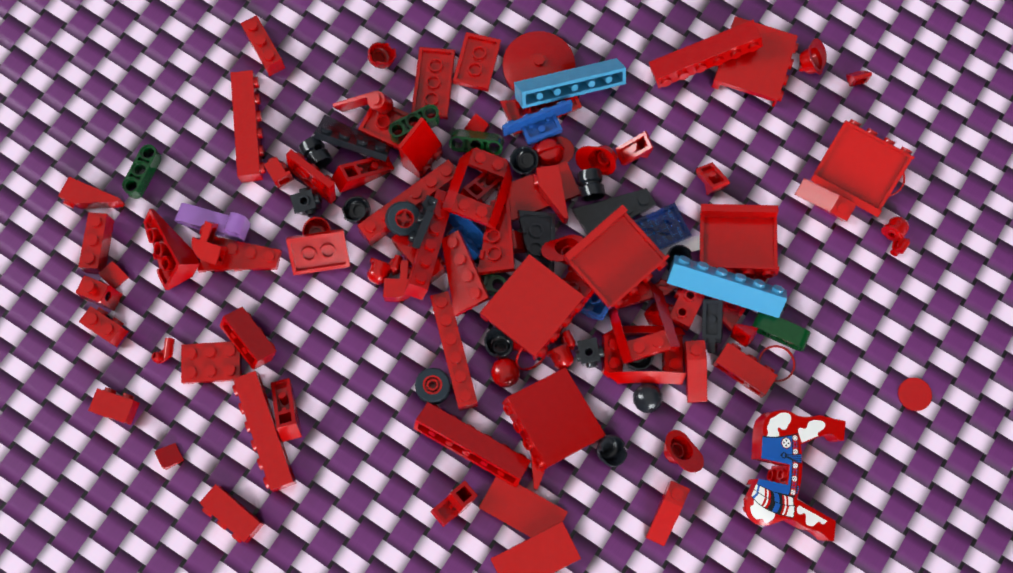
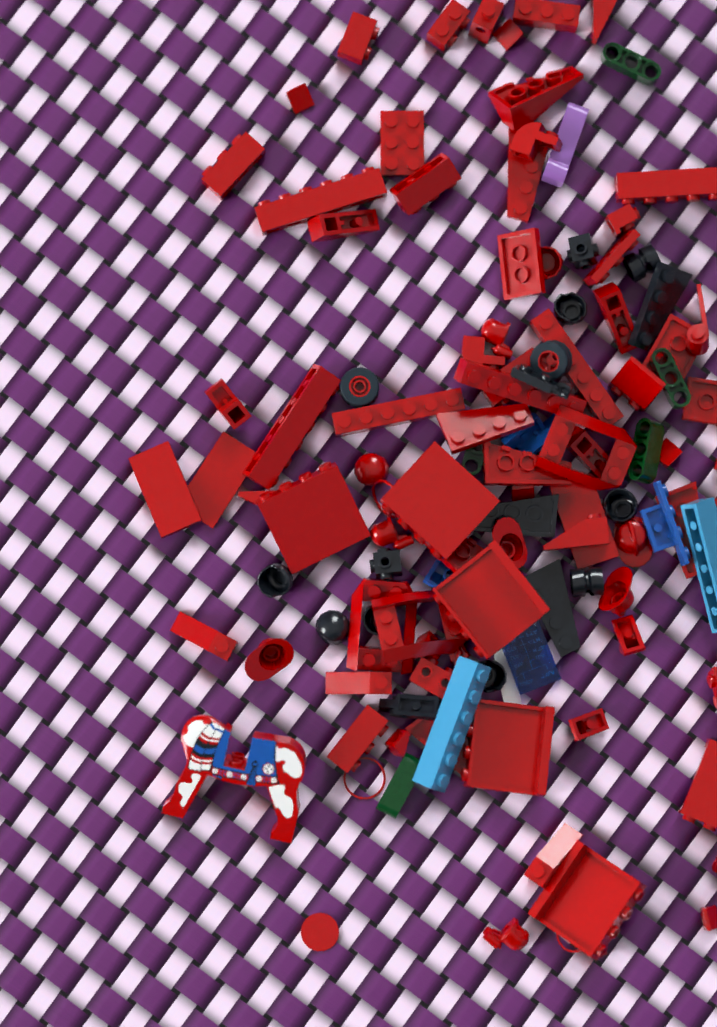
camera: 90 degrees right, 10 degrees up
(166, 353) = (415, 93): red arm -> none
(498, 343) = (401, 460): black hair -> none

